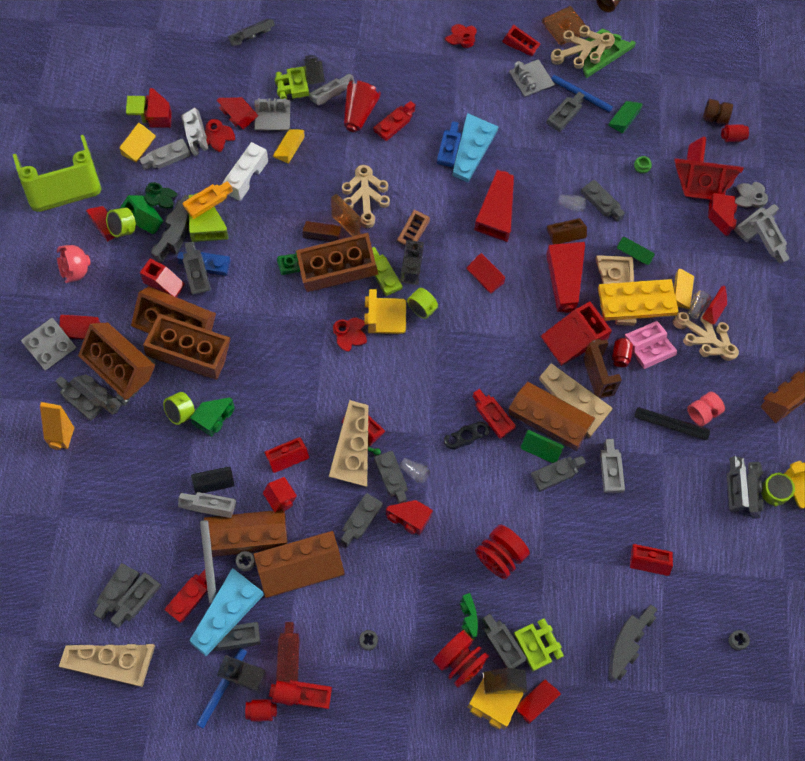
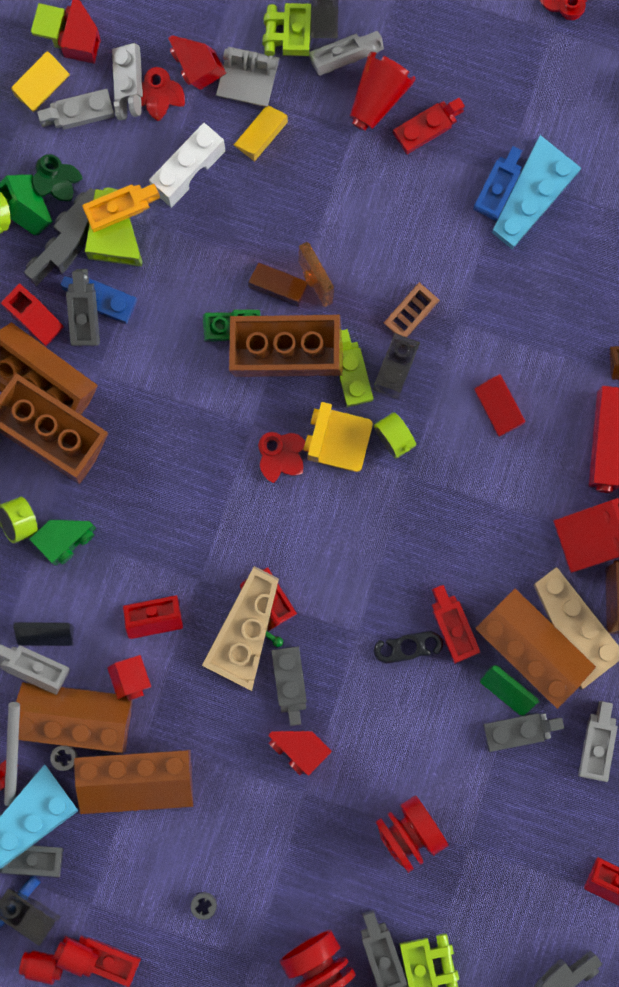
camera: 15 degrees right, 15 degrees up
(288, 654) = (93, 901): clear red hinge -> none
(361, 518) = (233, 734): dark grey hinge -> none
(364, 192) = (355, 235): tan plant -> none
(415, 470) = (324, 684): clear cone -> none
(470, 623) = (343, 922): green slope -> none
(496, 210) = (542, 308): red slope -> none

